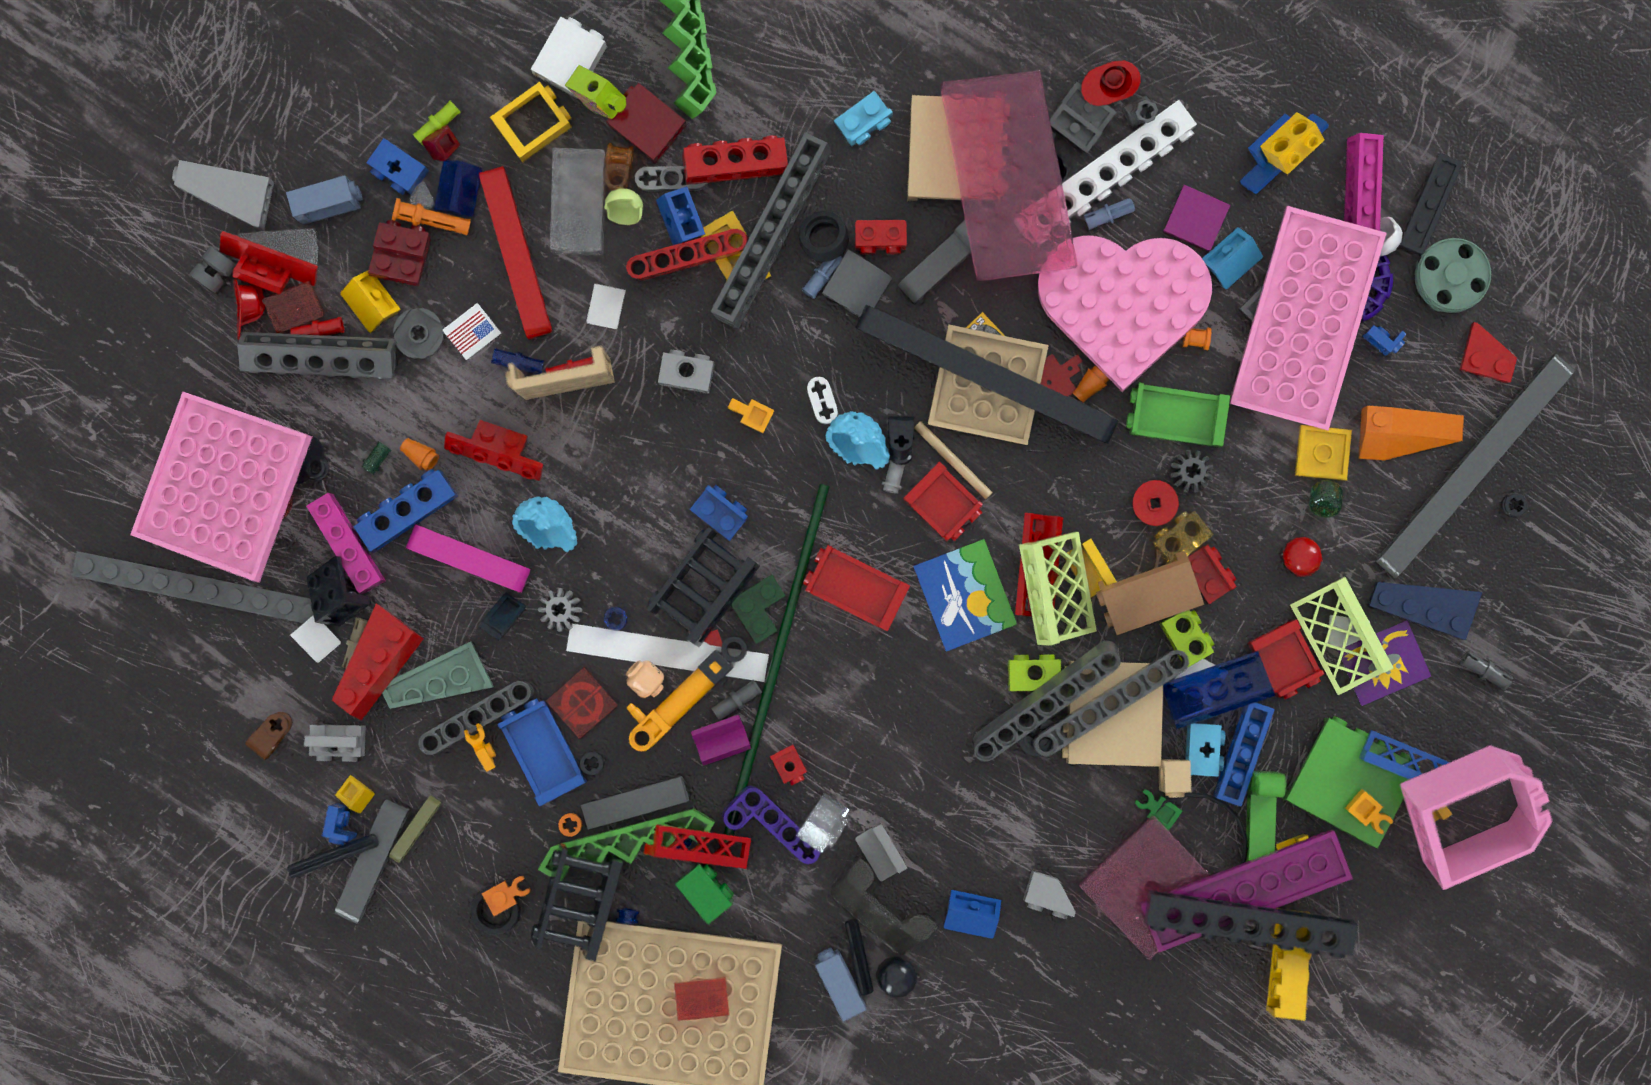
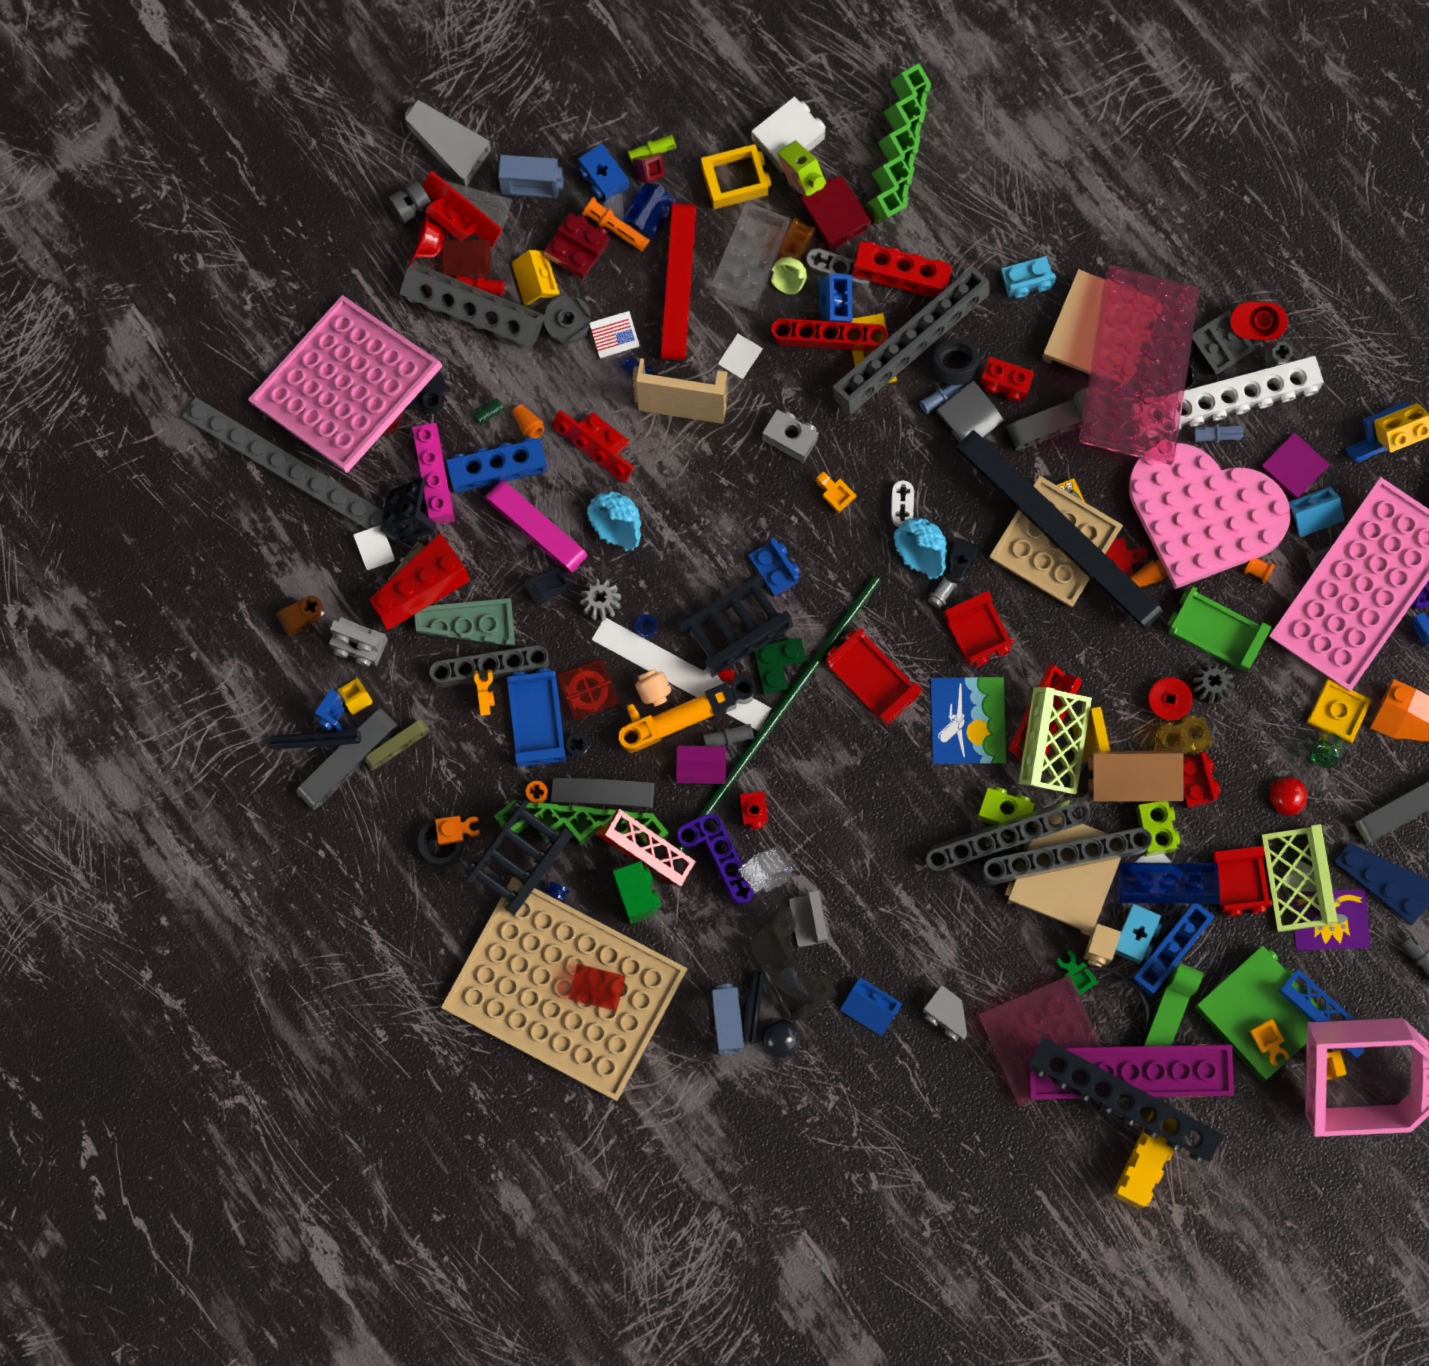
camera: 20 degrees right, 10 degrees down
(953, 460) = (1000, 597): tan bar -> none

